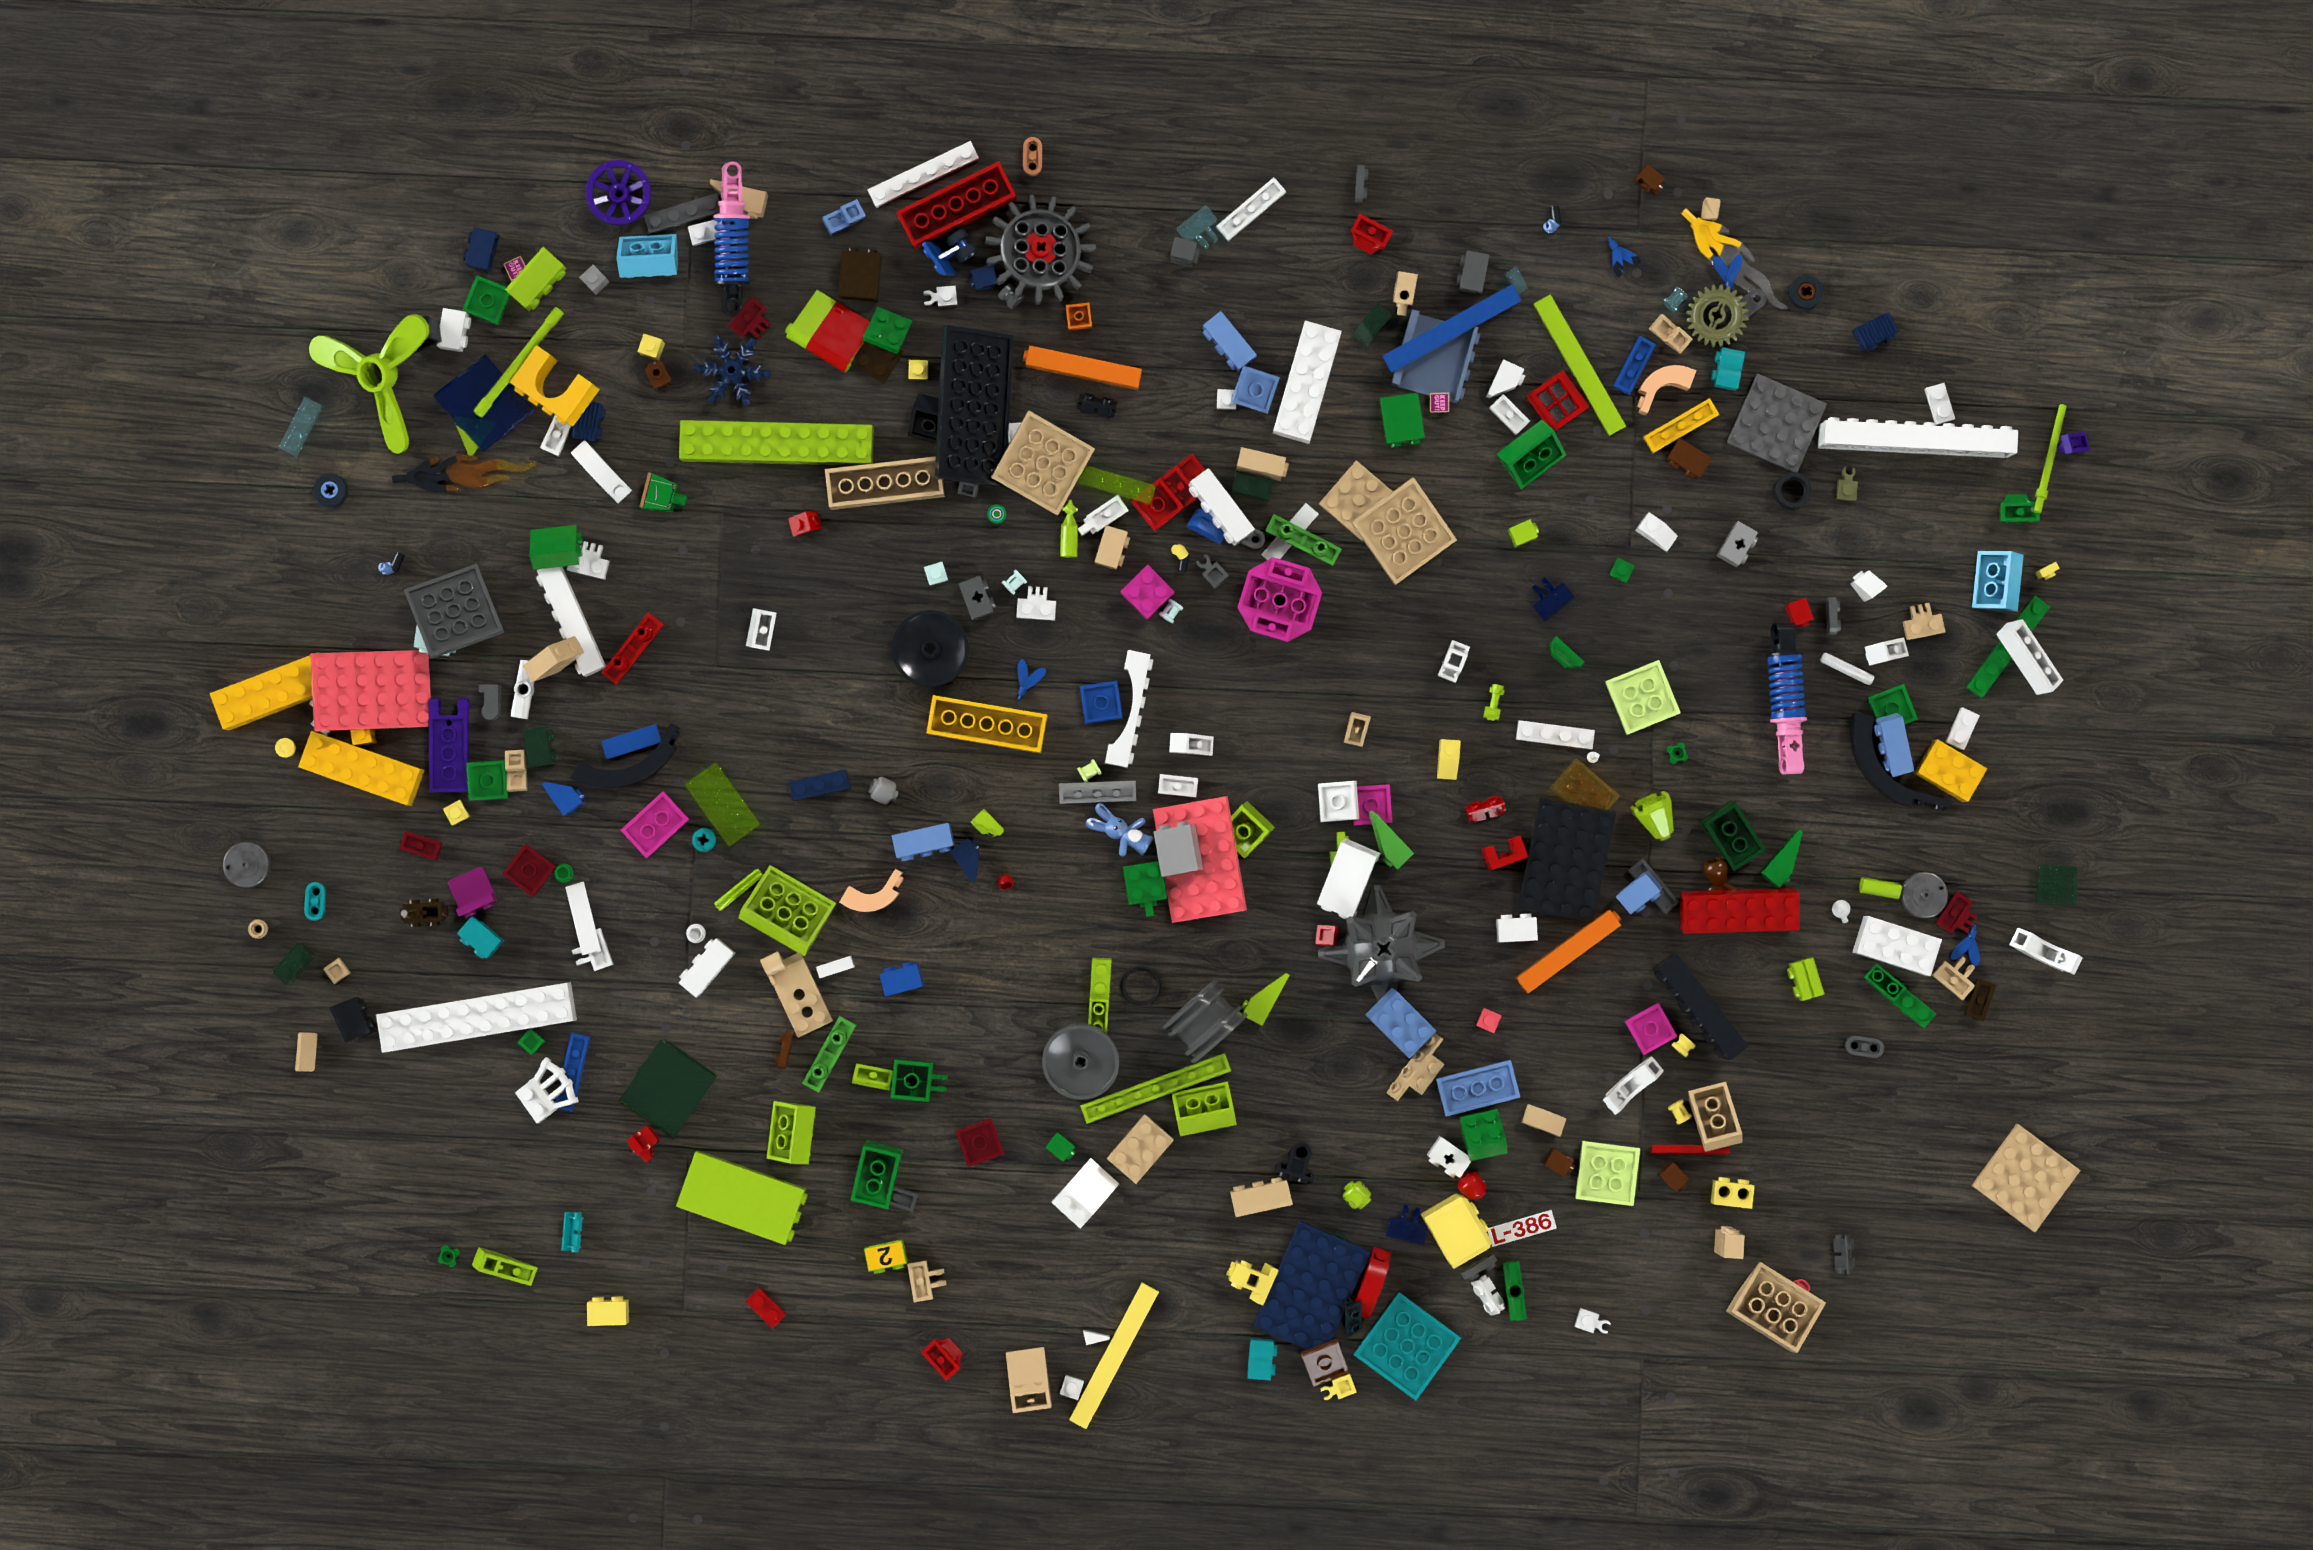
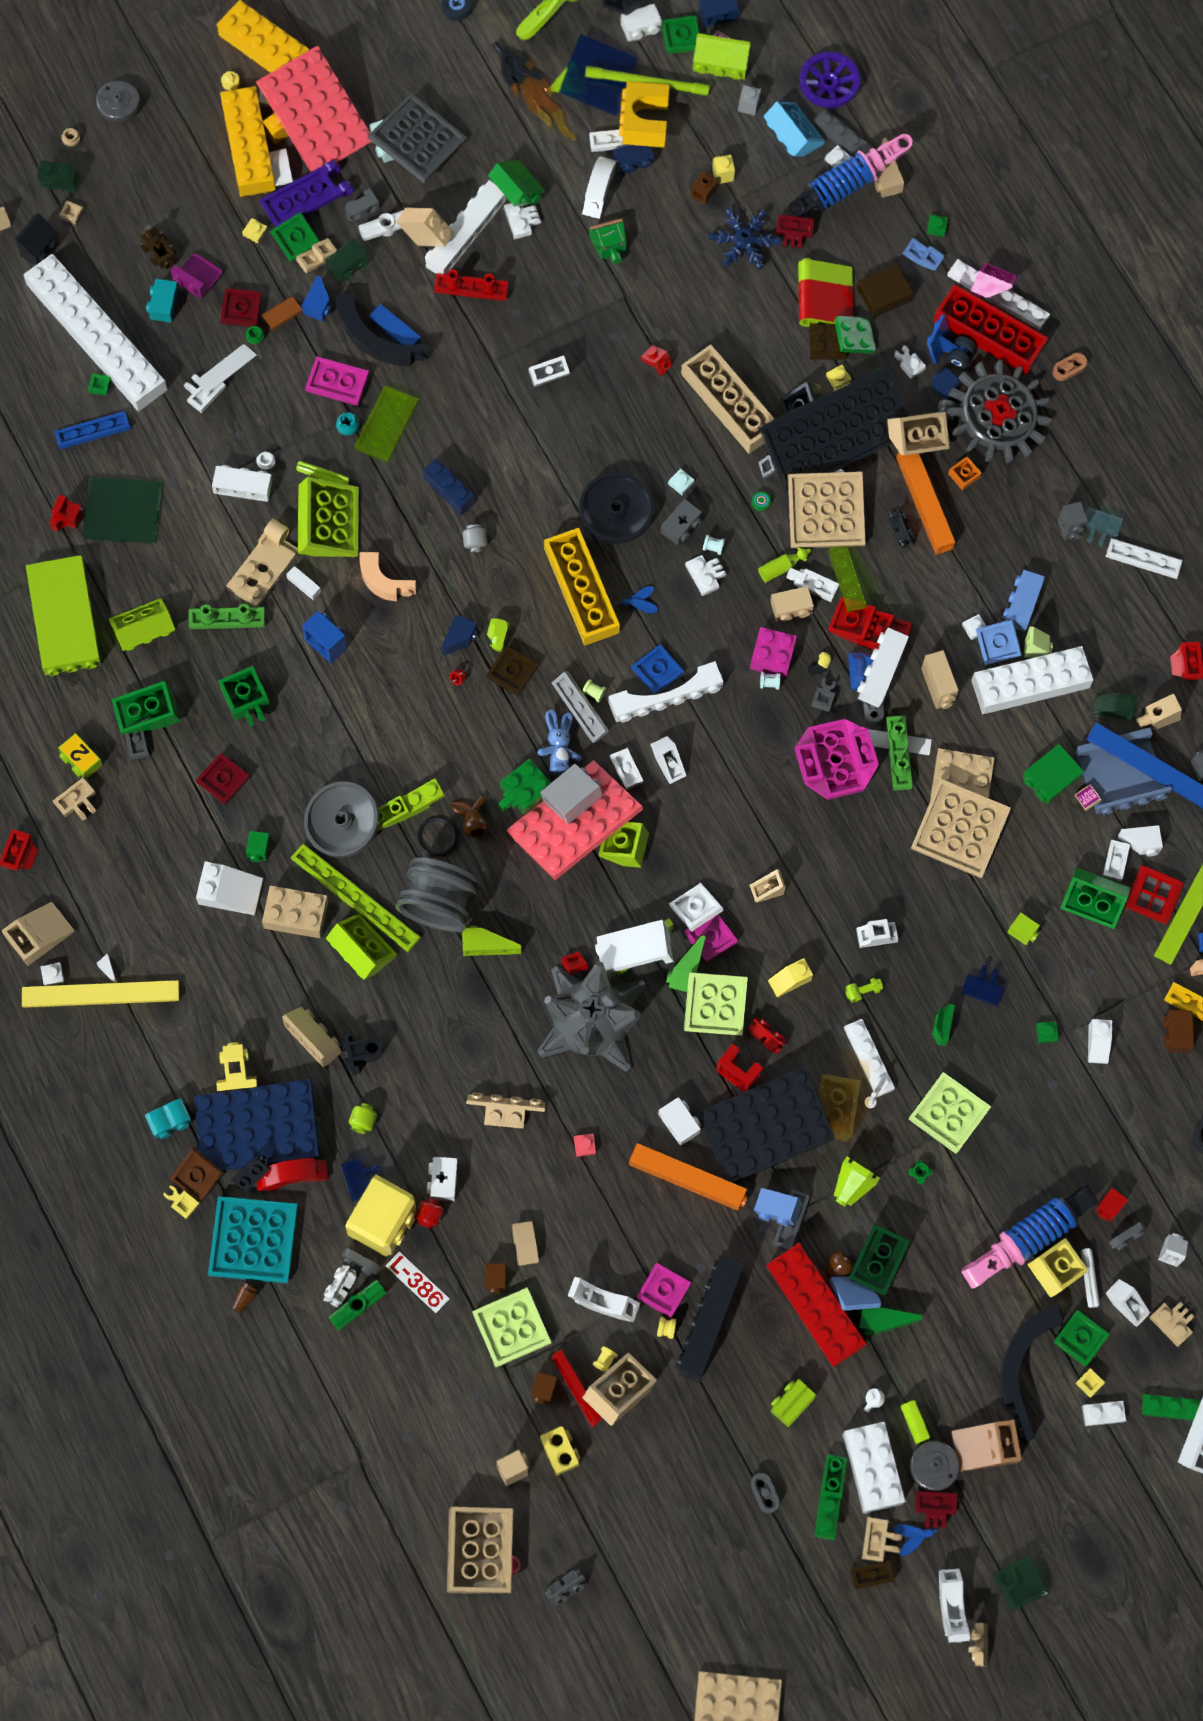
camera: 60 degrees right, 15 degrees down
(313, 901) = (118, 165): teal plate -> none
(392, 566) = (426, 81): arm -> none
(406, 753) = (280, 167): none -> white slope
(420, 845) = (211, 218): dark red plate -> none
(538, 1100) = (56, 410): white plate -> none
(556, 835) = (282, 313): none -> dark orange tile
(776, 443) = (708, 300): lime brick -> none
(783, 1056) = (209, 581): reddish brown plate -> none
(821, 186) = (937, 225): none -> green plate
(872, 1077) = (226, 659): lime brick -> none
(912, 173) = (992, 281): none -> slope
(923, 841) = (452, 589): medium blue brick -> none
(1020, 335) = (919, 433): none -> tan slope
(1028, 831) = (512, 671): none -> dark brown plate
(1150, 947) = (474, 824): none -> reddish brown piece
(1252, 487) = (916, 686): clear green brick -> none
(1278, 357) = (1037, 643): none -> yellowish green slope
(1400, 1022) = (536, 1066): medium blue brick -> none
(1435, 838) = (715, 1003): none -> yellowish green plate
(1451, 1379) = (244, 1297): none -> reddish brown cone
(1478, 1088) = (519, 1169): medium blue plate -> none
(1483, 1135) = (480, 1194): green piece -> none
(1589, 1321) = (368, 1390): white plate -> none
(1729, 552) = (1143, 1110): light grey brick -> none
(1750, 876) = (853, 1295): none -> medium blue tile
(1825, 691) = (1058, 1267): none -> light yellow slope
(1893, 745) = (1049, 1355): medium blue brick -> none
(1932, 724) = (1090, 1382): none -> light yellow plate
(1934, 842) = (987, 1445): none -> slope
(1950, 770) = (1059, 1422): yellow brick -> none
(2083, 946) = (980, 1650): none -> tan hinge

